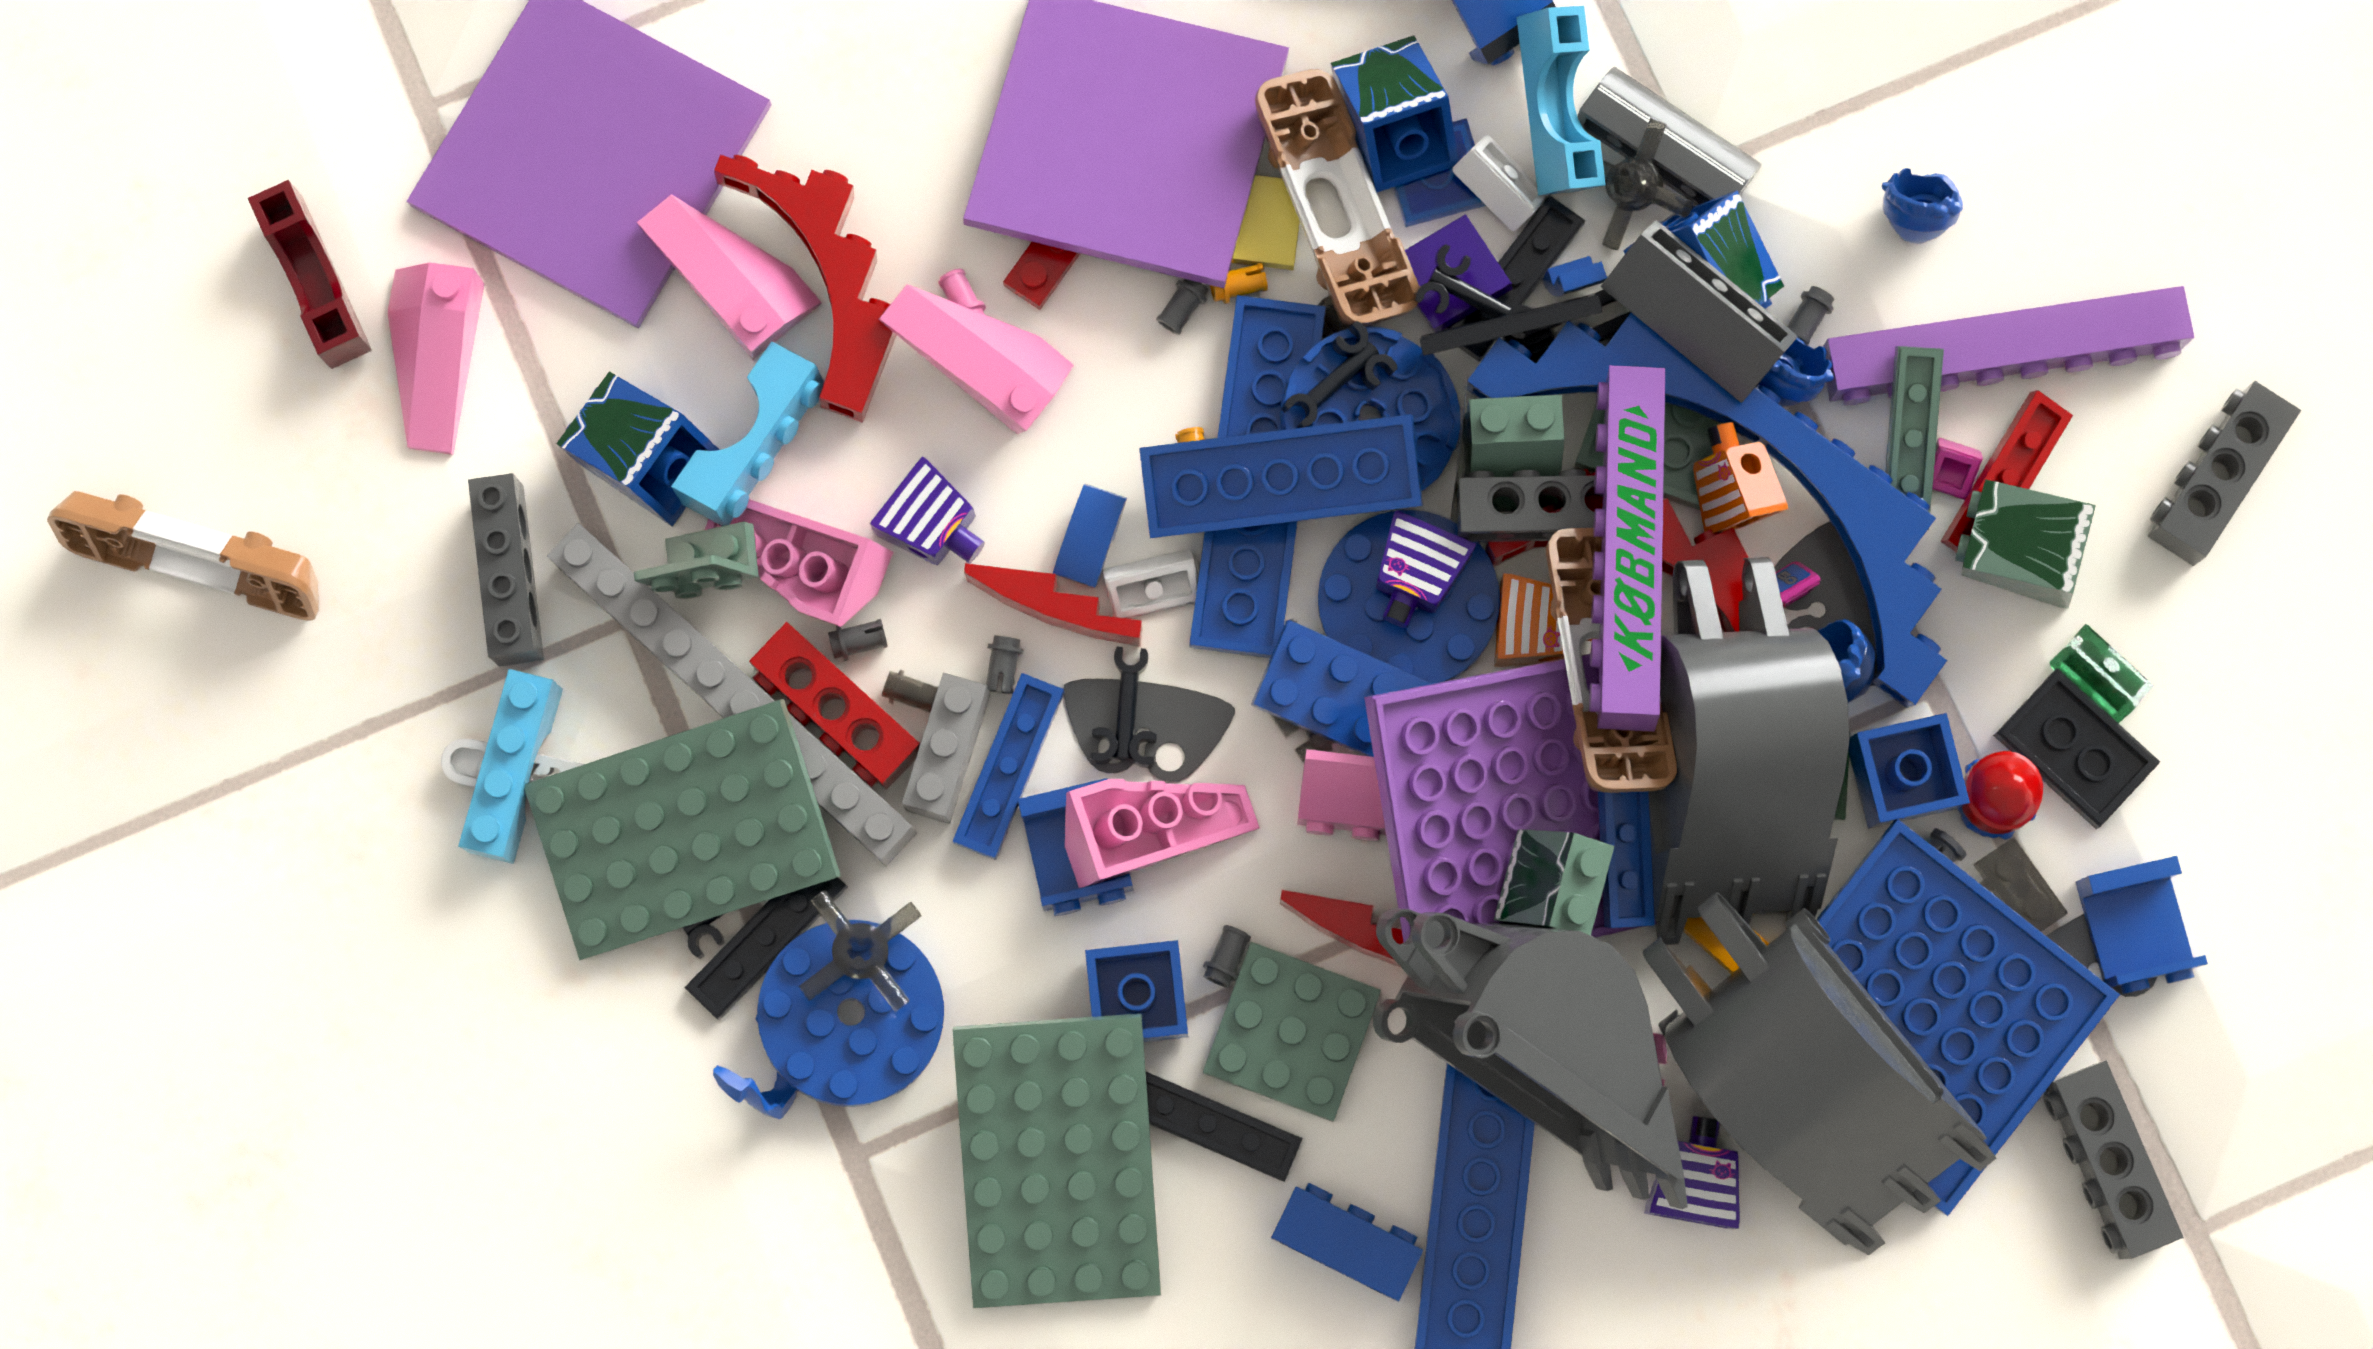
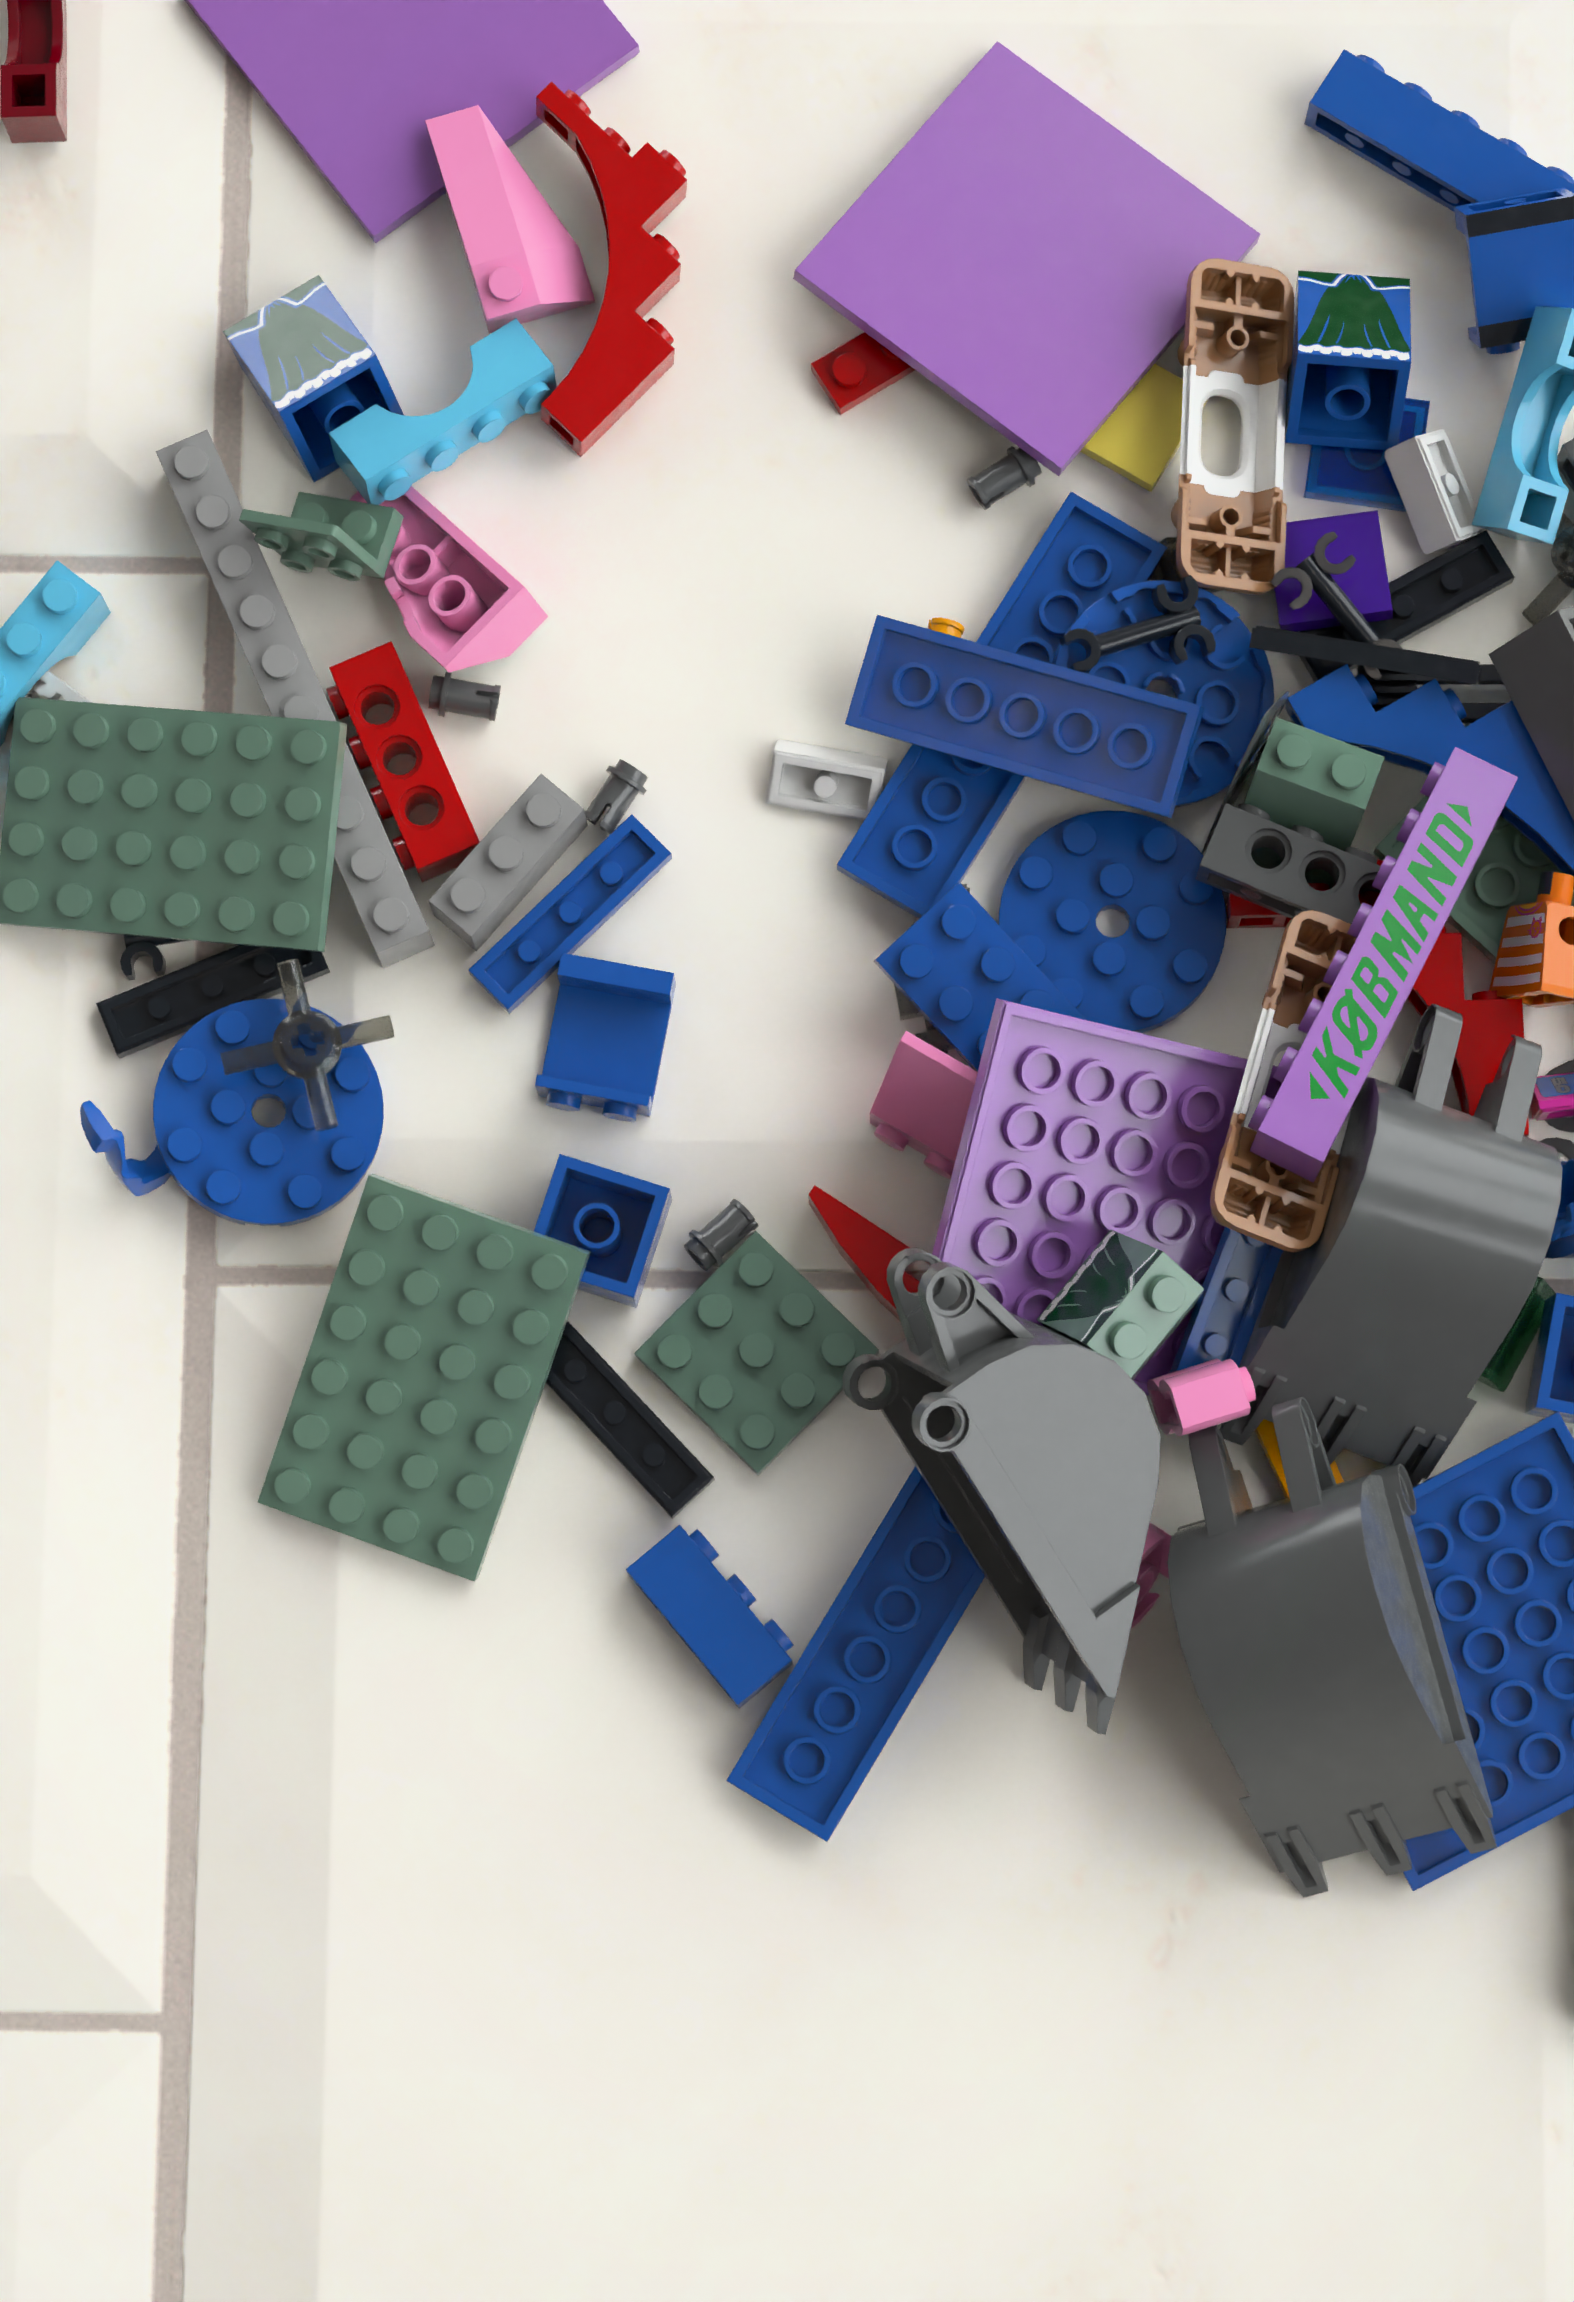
camera: 25 degrees right, 0 degrees up
(433, 337) = (138, 160): bright pink wedge -> none
(505, 569) = (104, 449): dark grey brick -> none
(909, 691) = (494, 779): clear smoke pin -> none
(928, 517) = (605, 594): dark purple torso -> none
(959, 290) = (755, 364): bright pink pin -> none
(990, 360) = (754, 444): bright pink wedge -> none
(1038, 597) = (690, 738): red slope -> none
(1089, 535) = (779, 693): blue slope -> none
(1124, 744) = (713, 946): black bar -> none
(1134, 825) = (683, 1042): bright pink wedge -> none
(1171, 712) = (780, 933): dark grey piece -> none
(1241, 282) = (1082, 479): light orange pin -> none
(1419, 567) = (1137, 888): dark purple torso -> none
(1525, 625) = (1229, 1003): orange torso -> none
(1574, 276) = (1468, 632): blue slope -> none
(1642, 923) = (1201, 1396): none -> bright pink brick
(1709, 1179) = (1146, 1724): torso -> none

